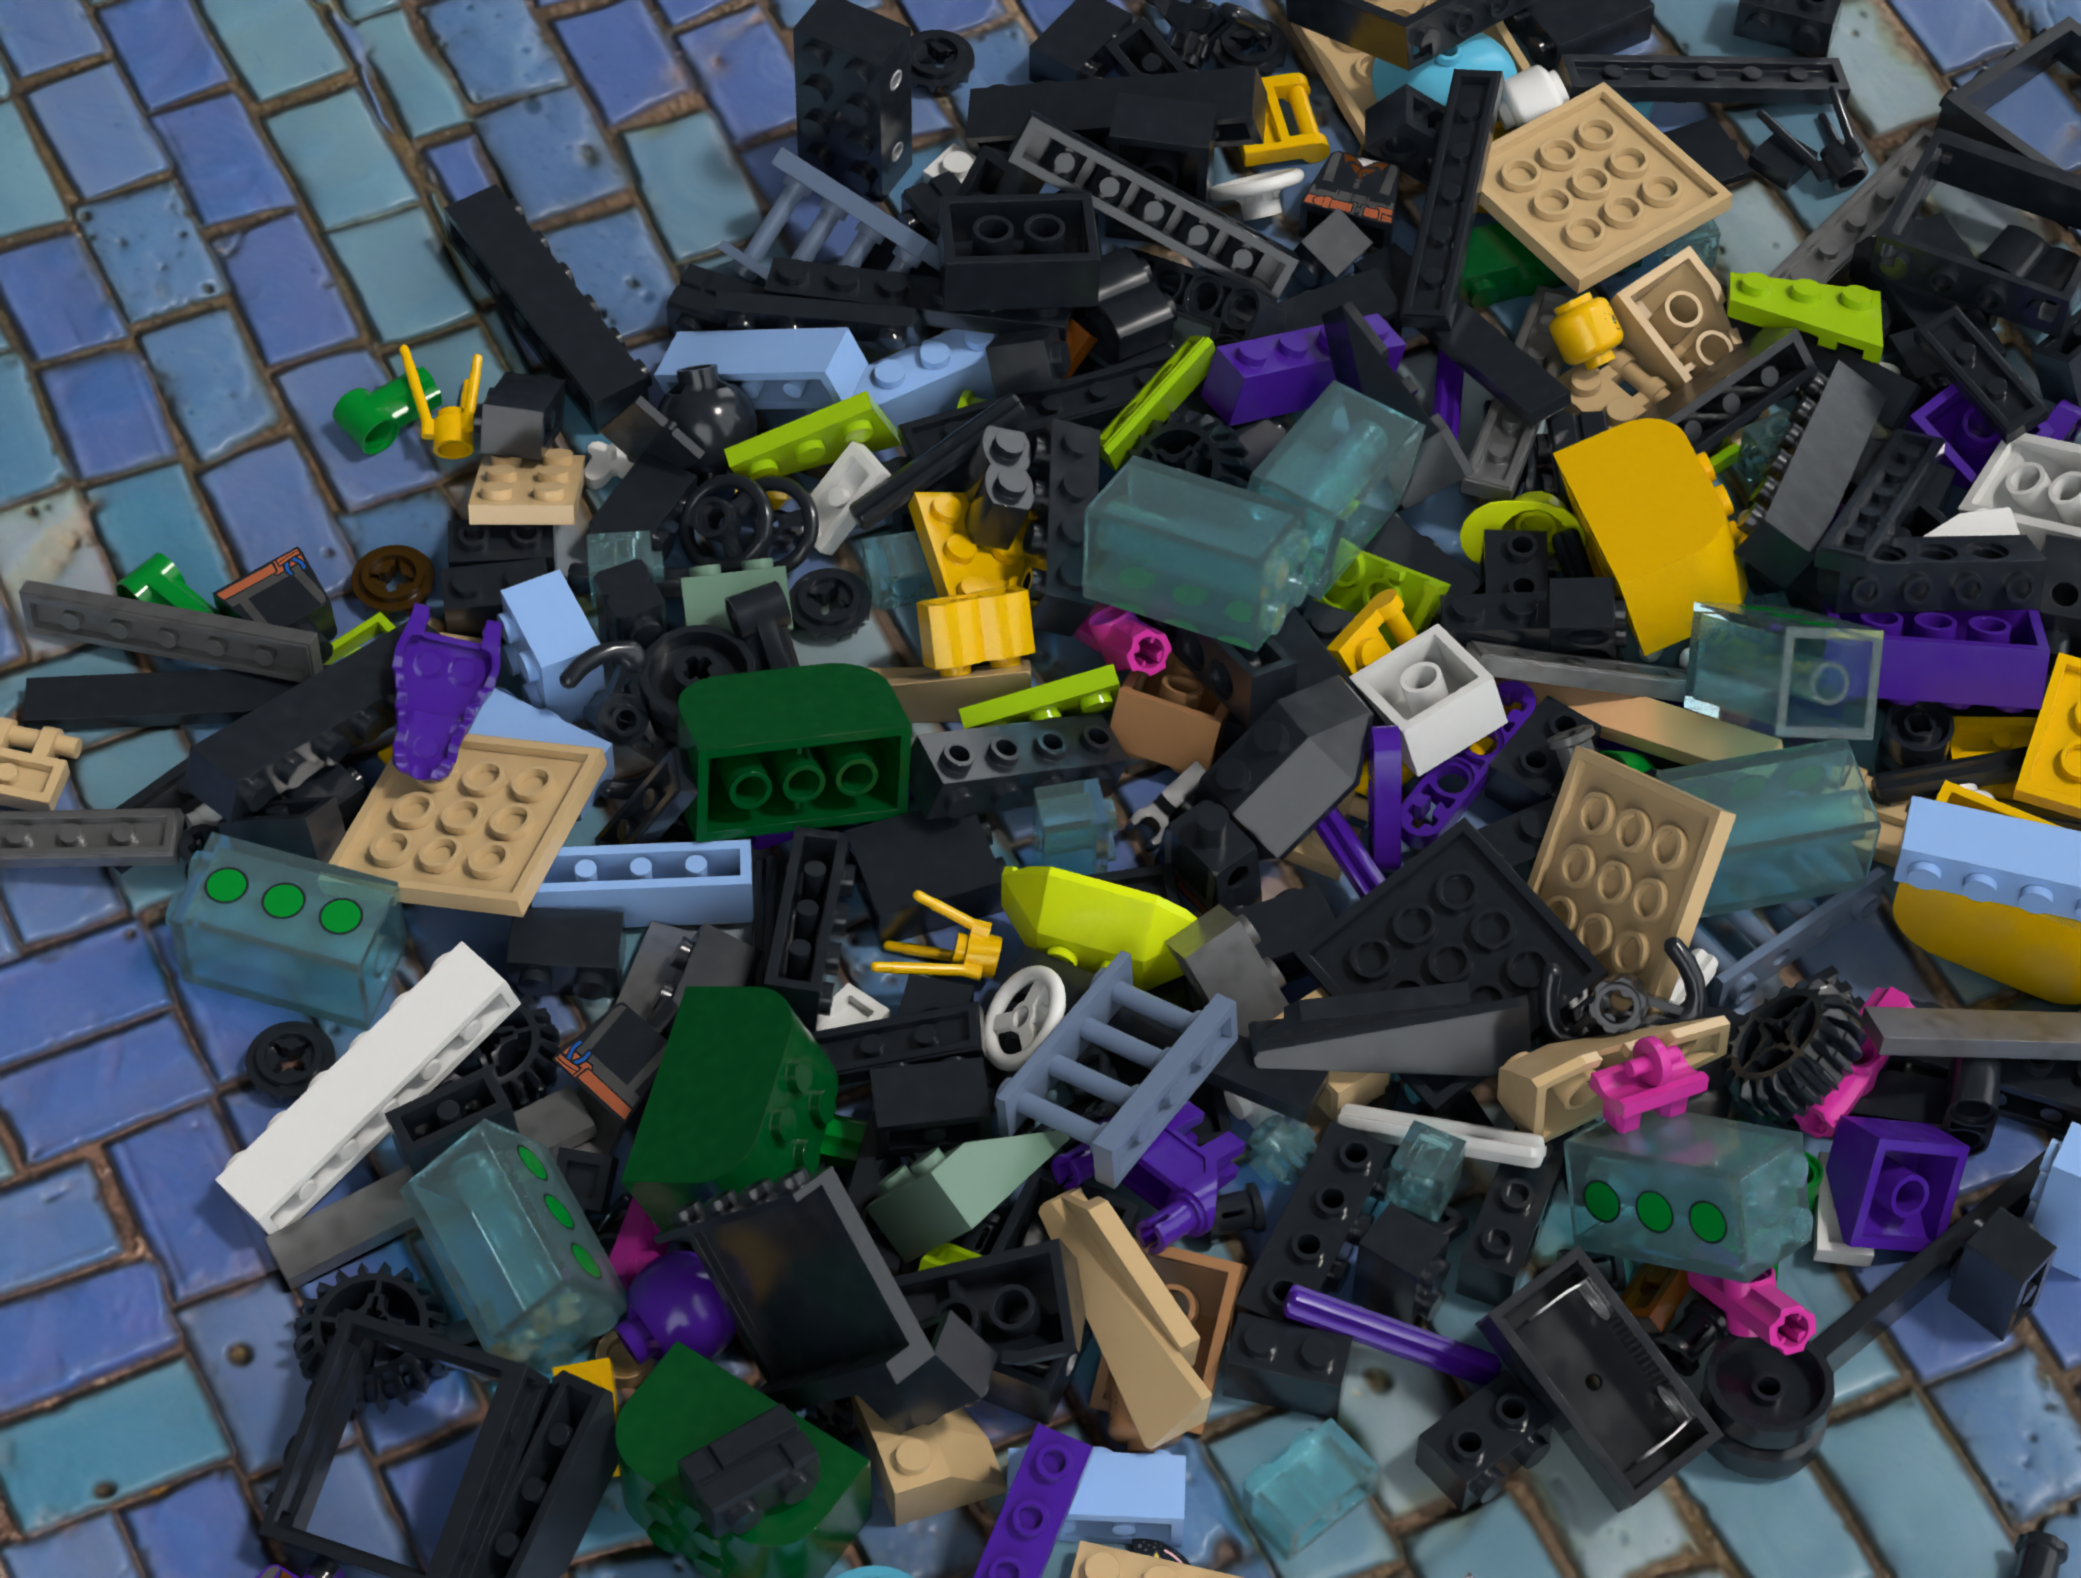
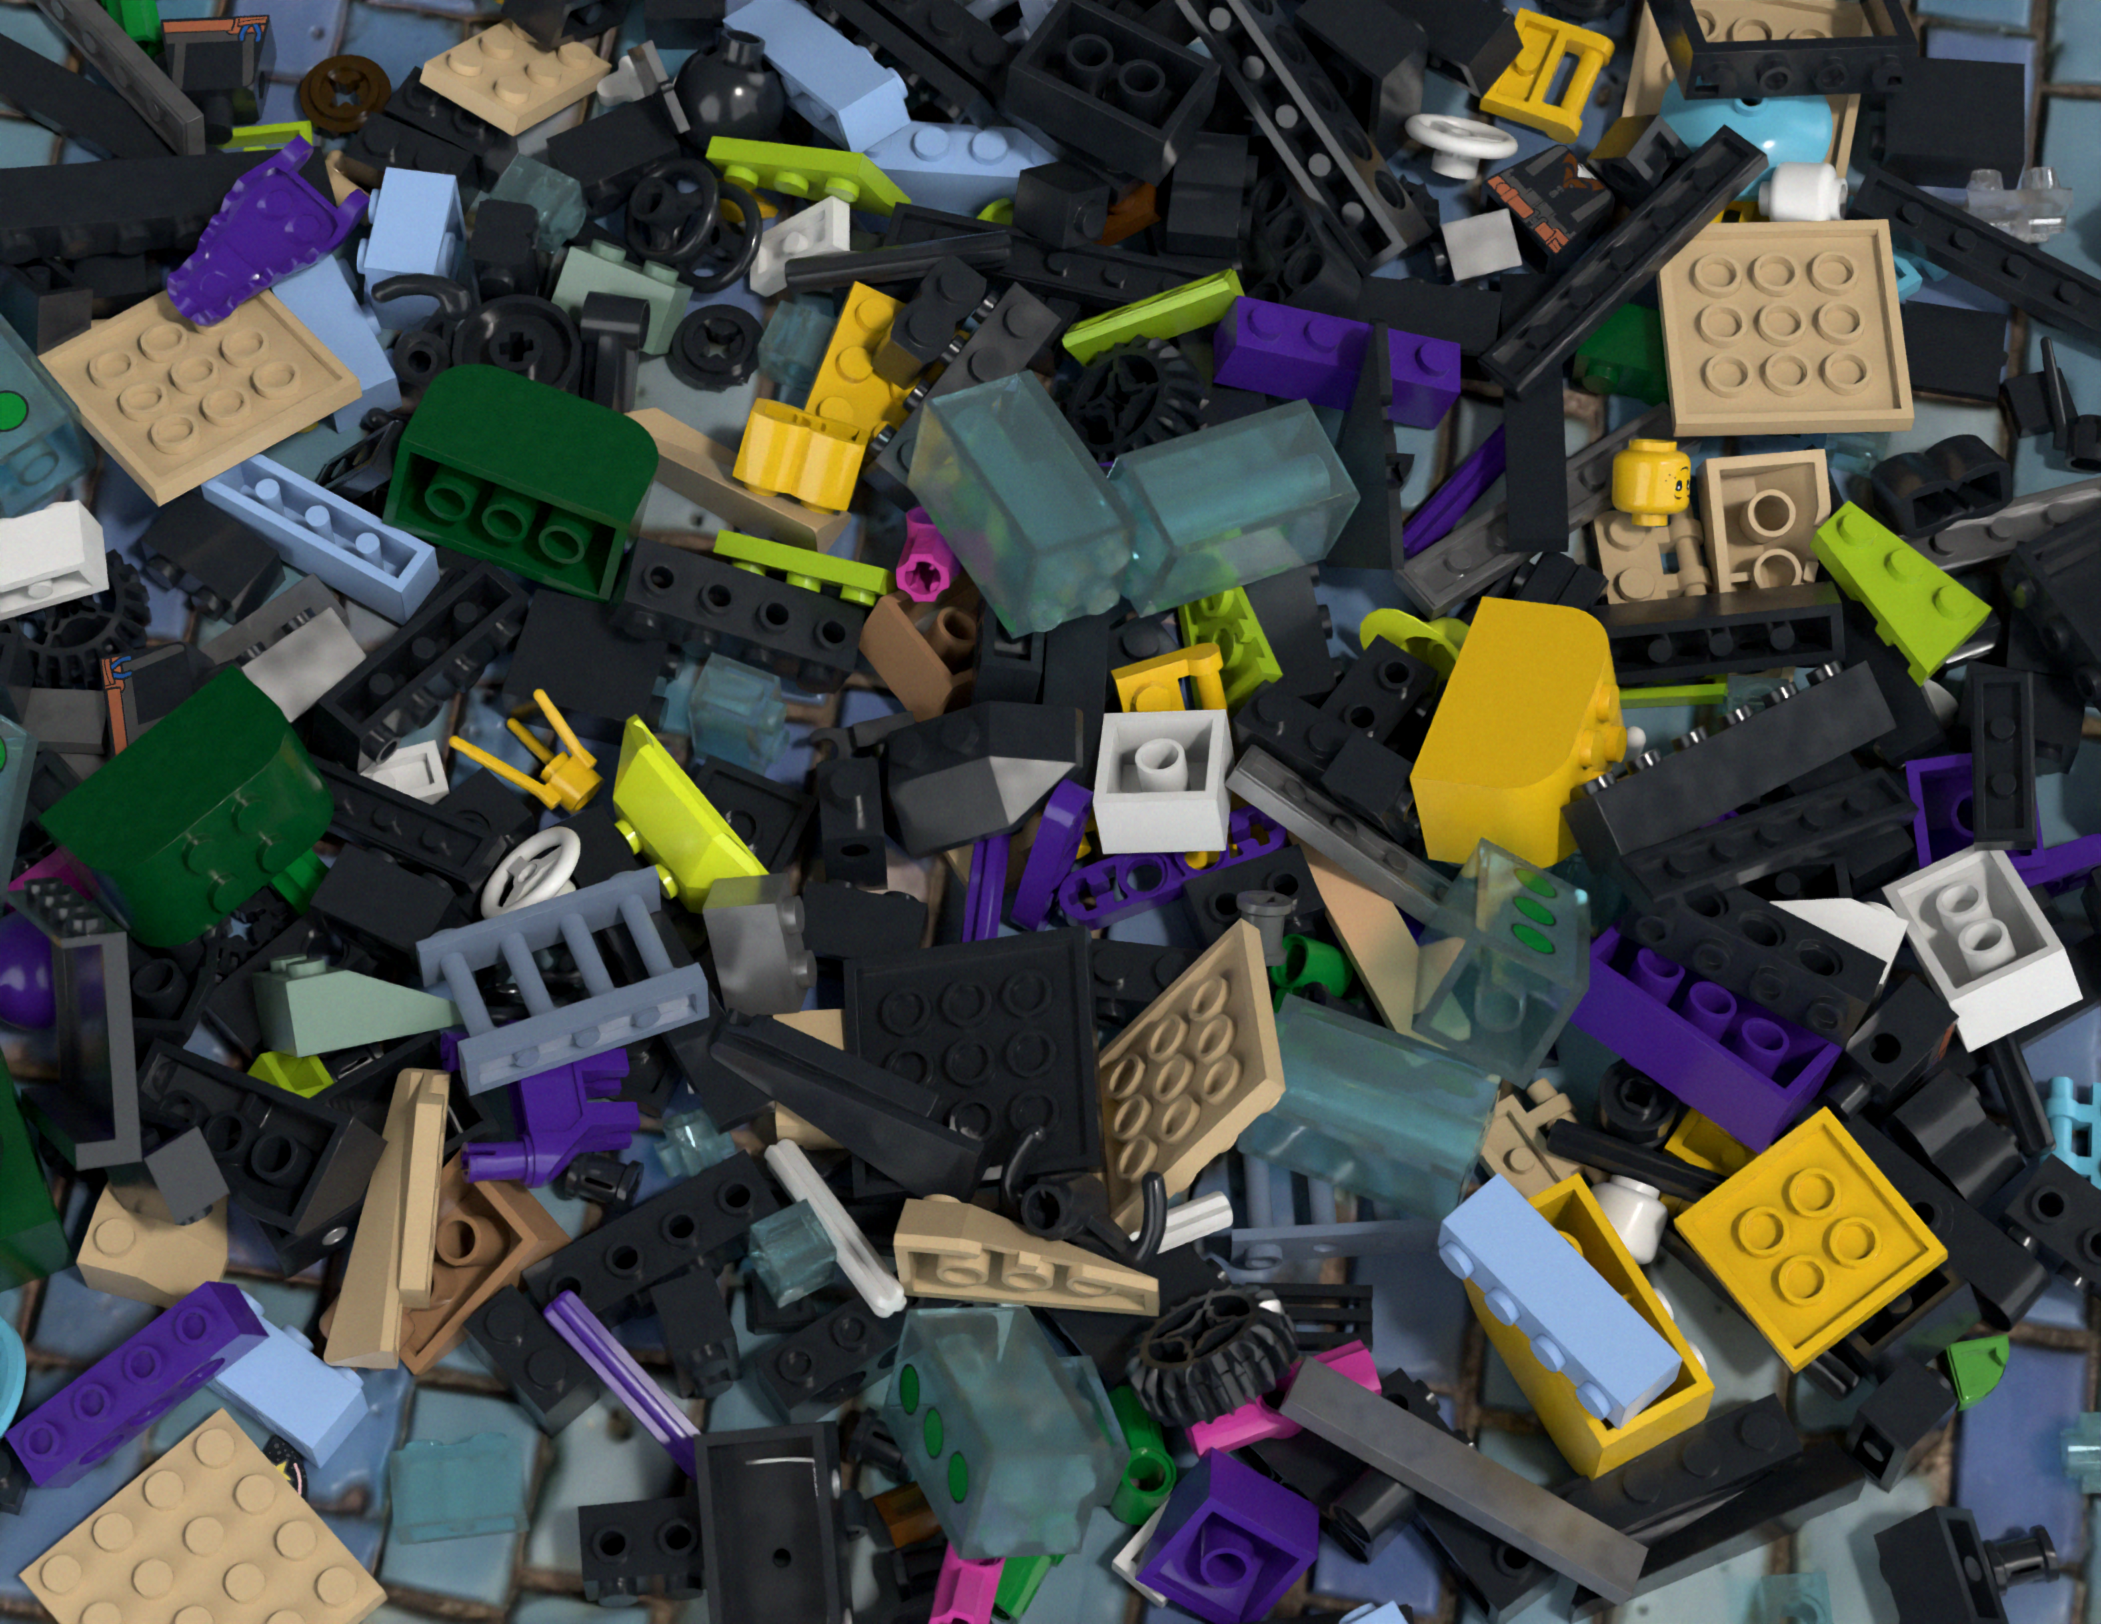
camera: 35 degrees right, 10 degrees up
(1651, 1080) = (1019, 1304): dark pink hips -> none
(1675, 34) = (2025, 212): none -> clear hips
(1773, 236) = (1945, 484): none -> black brick

